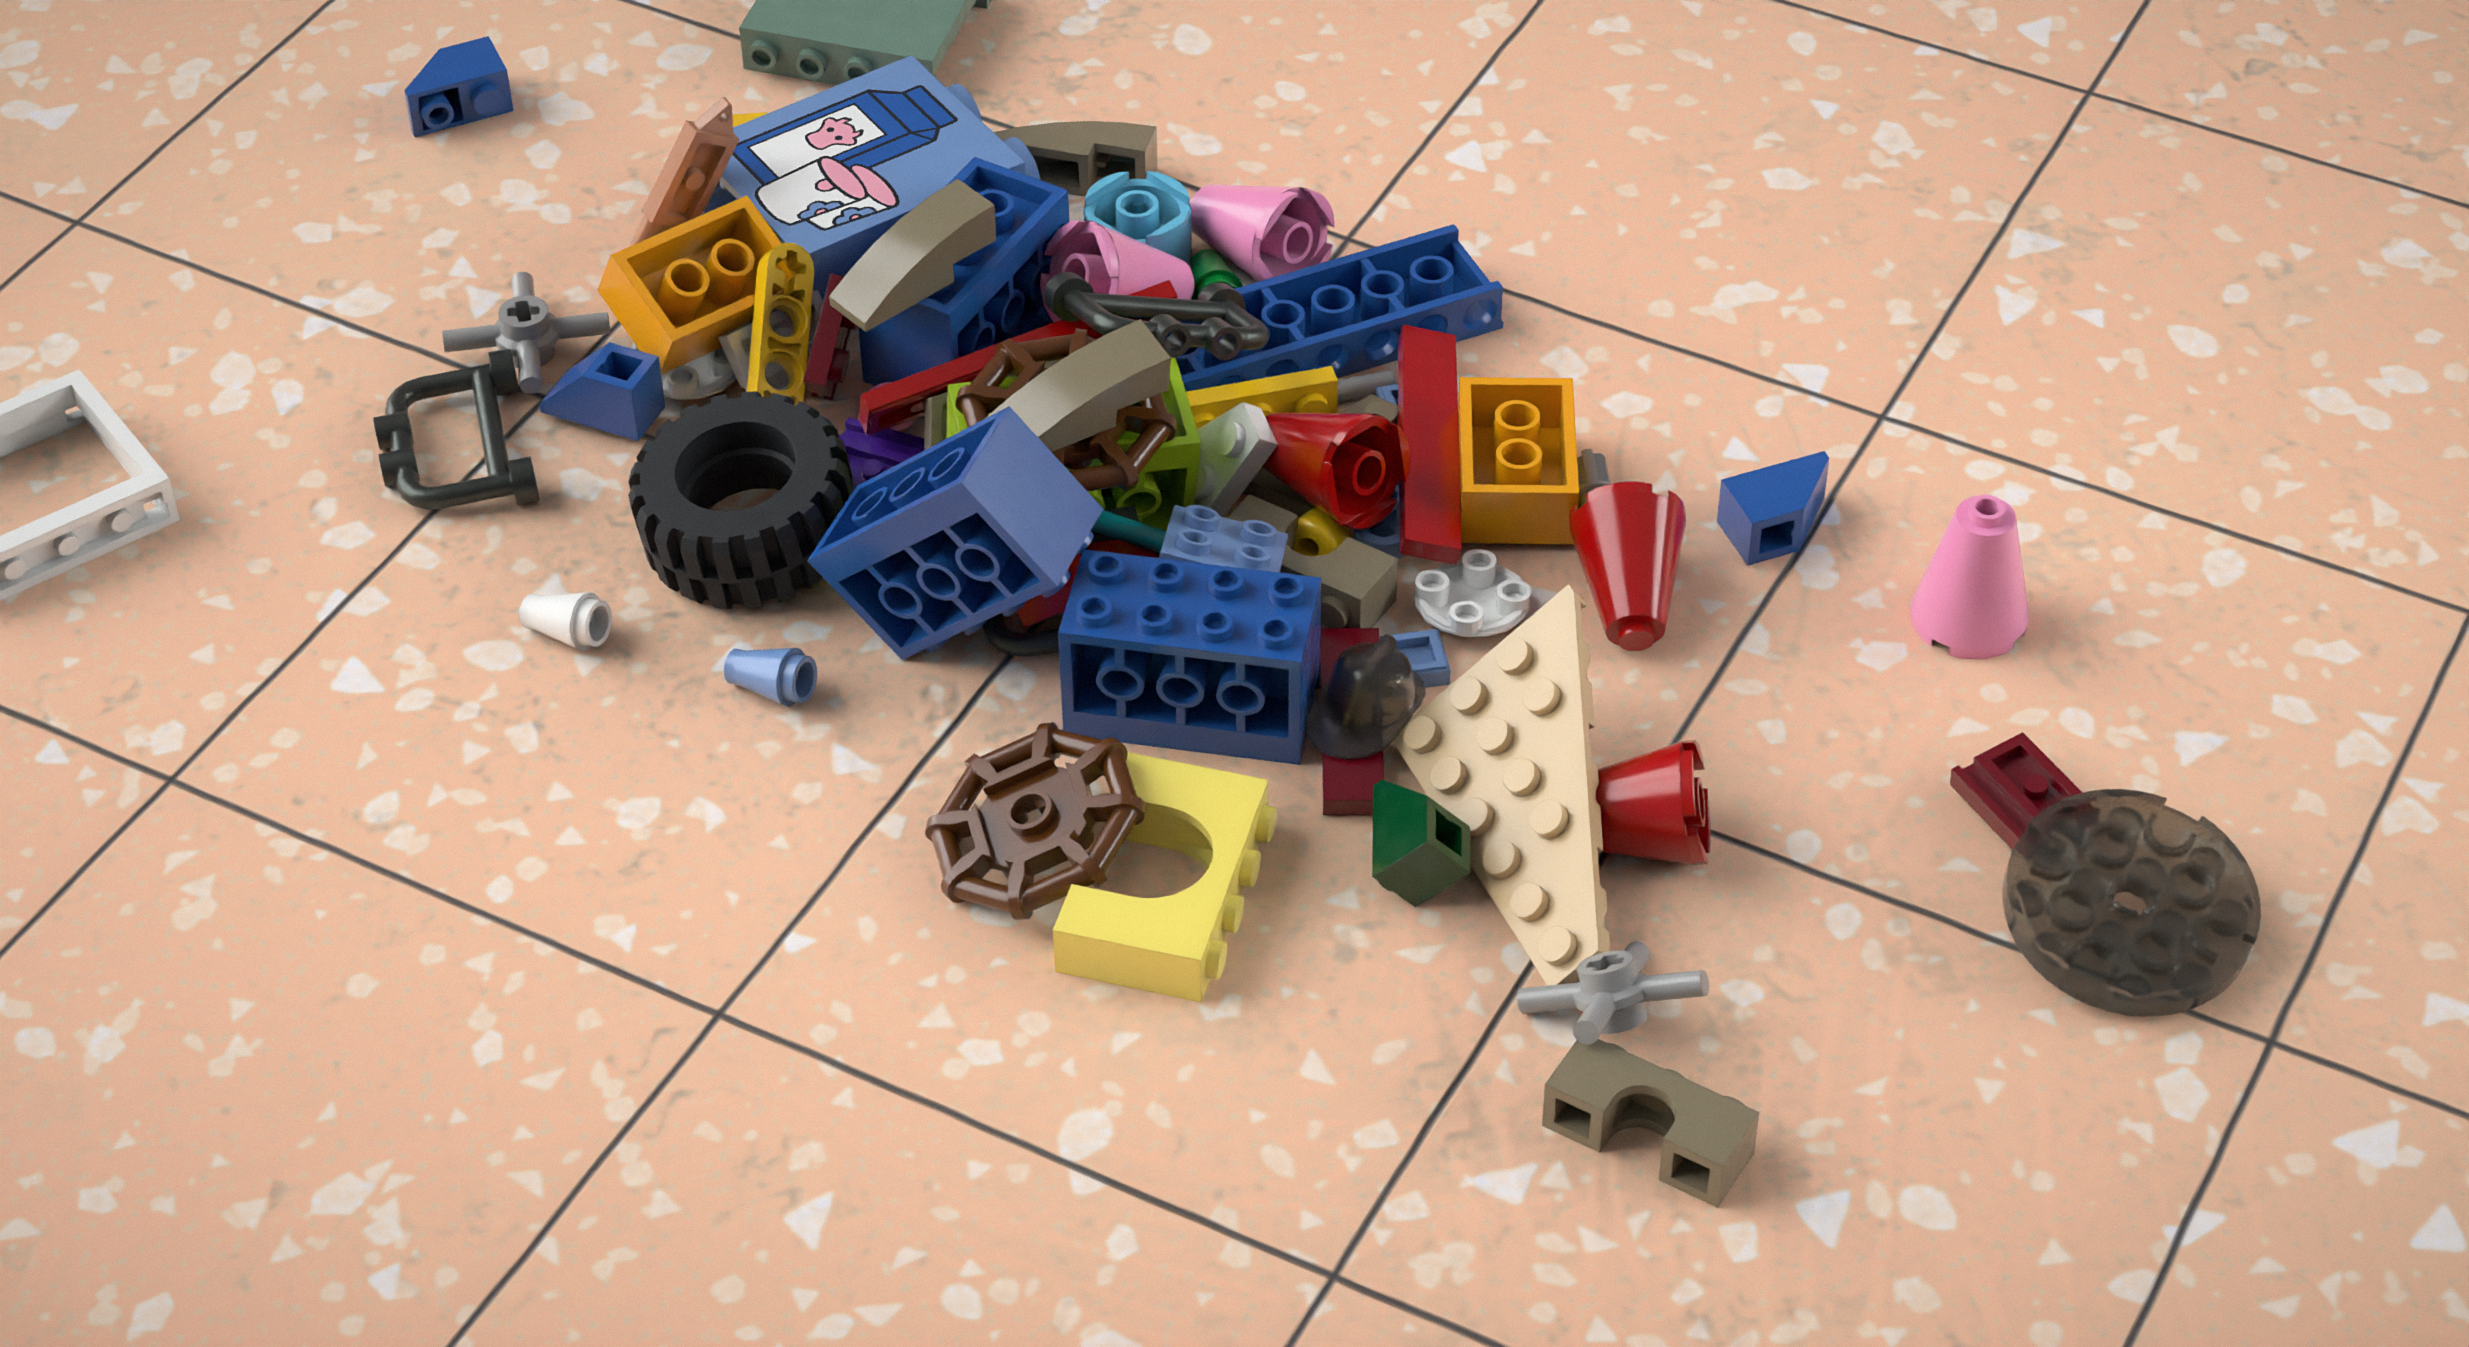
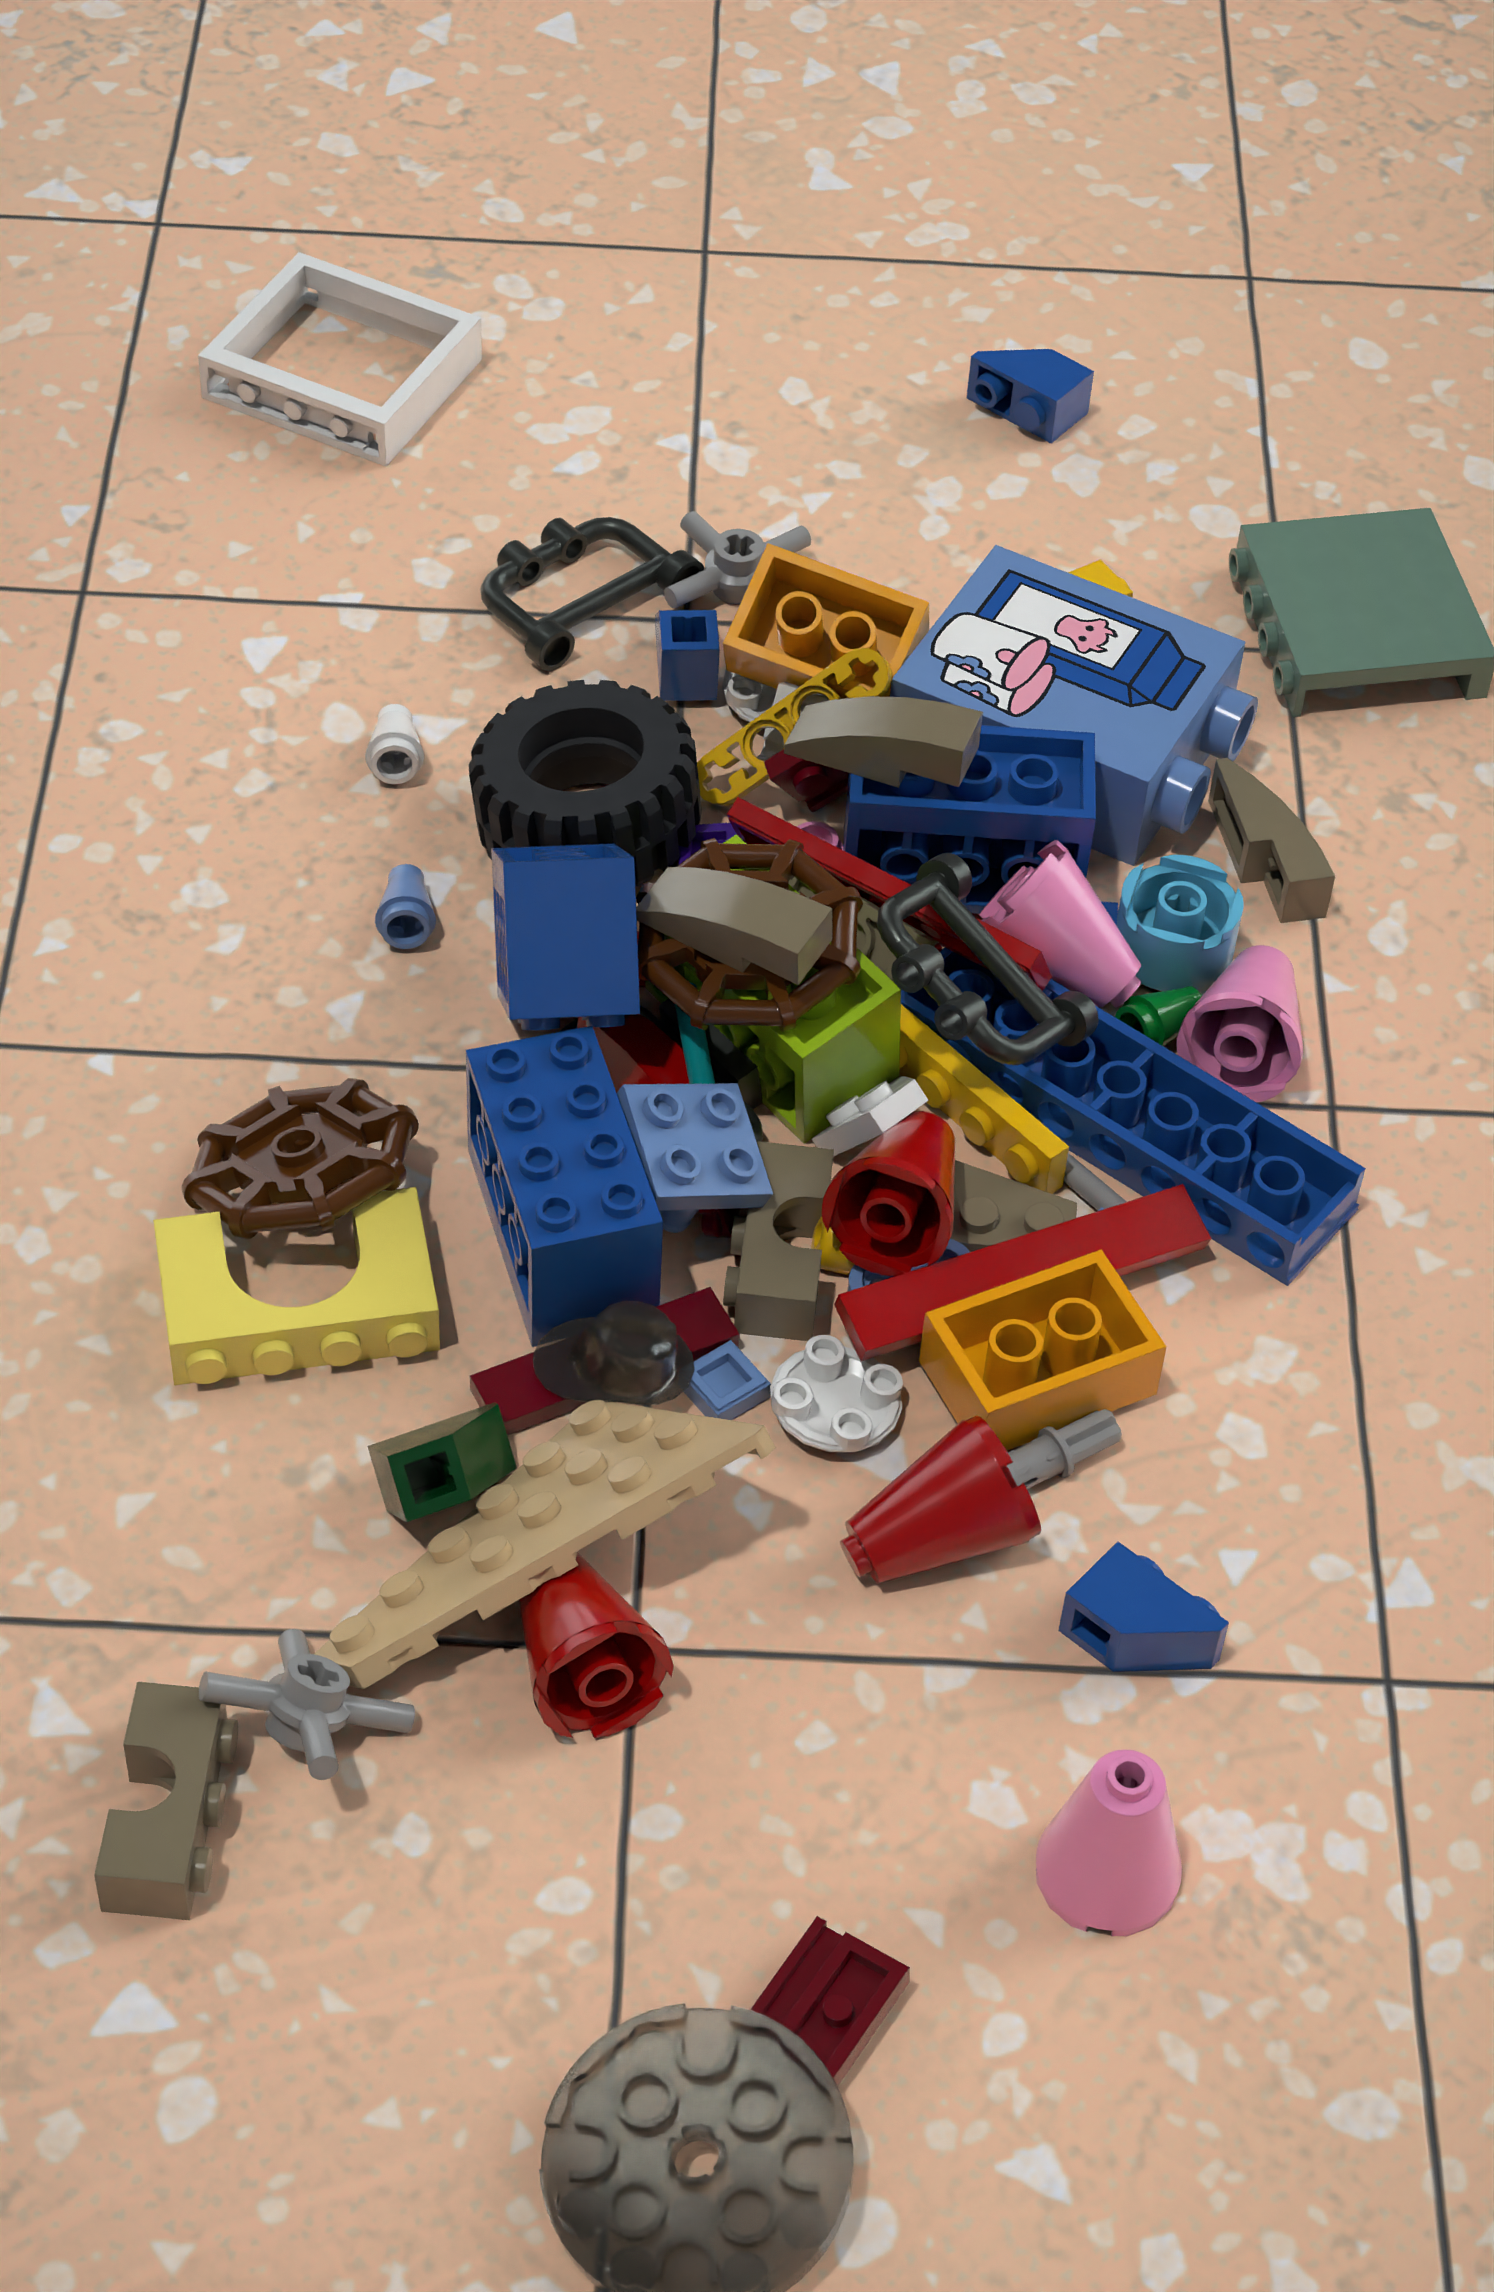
camera: 60 degrees right, 5 degrees up
(690, 171) = (944, 556): nougat plate -> none

